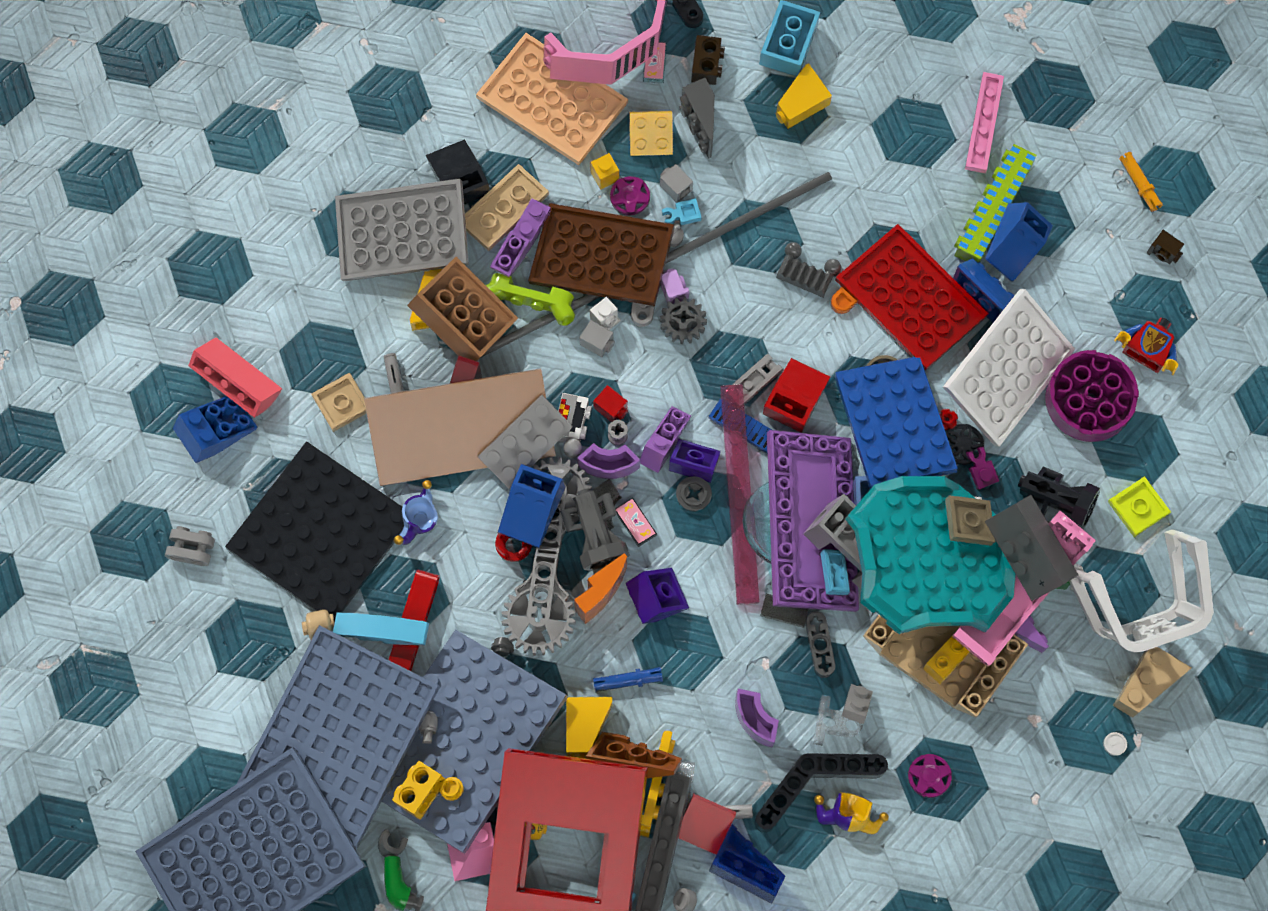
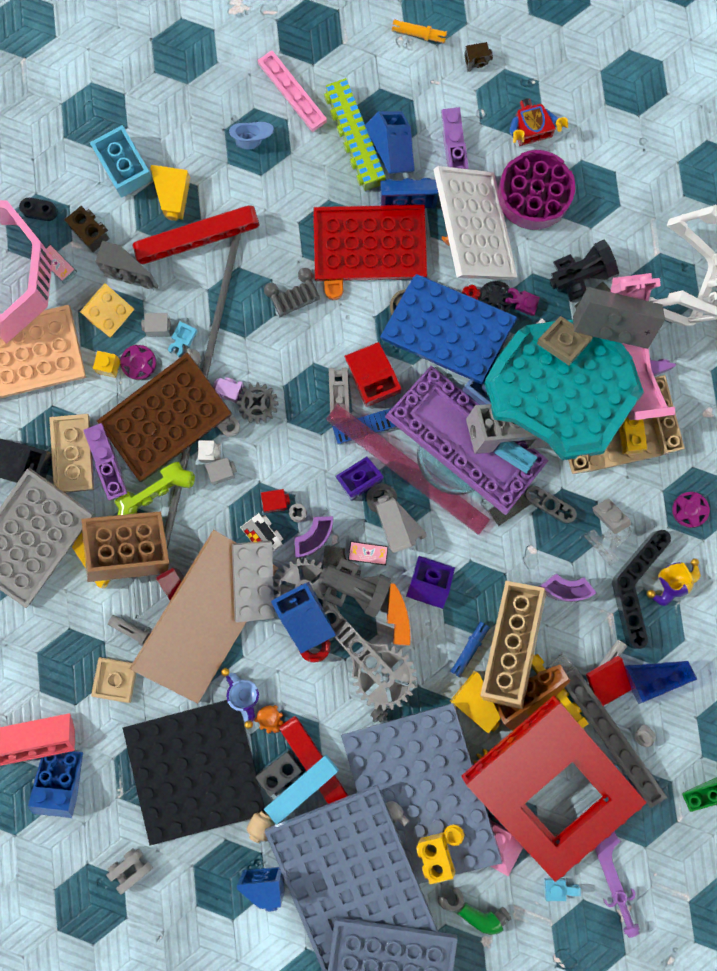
camera: 50 degrees left, 10 degrees up
(272, 666) = (263, 887): none -> blue slope
(380, 598) = (276, 769): none -> dark grey brick
(417, 557) = (269, 718): none -> orange piece
(572, 448) = (284, 552): light grey cylinder -> none
(664, 439) = (328, 485): medium lavender slope -> none
(664, 706) = (513, 644): none -> tan brick
(683, 521) = (397, 524): none -> light grey slope
(783, 149) = (196, 234): none -> red beam
(911, 120) = (250, 134): none -> medium blue piece
(1071, 290) = (453, 138): none -> medium lavender slope
(1139, 506) = (628, 226): neon yellow tile -> none

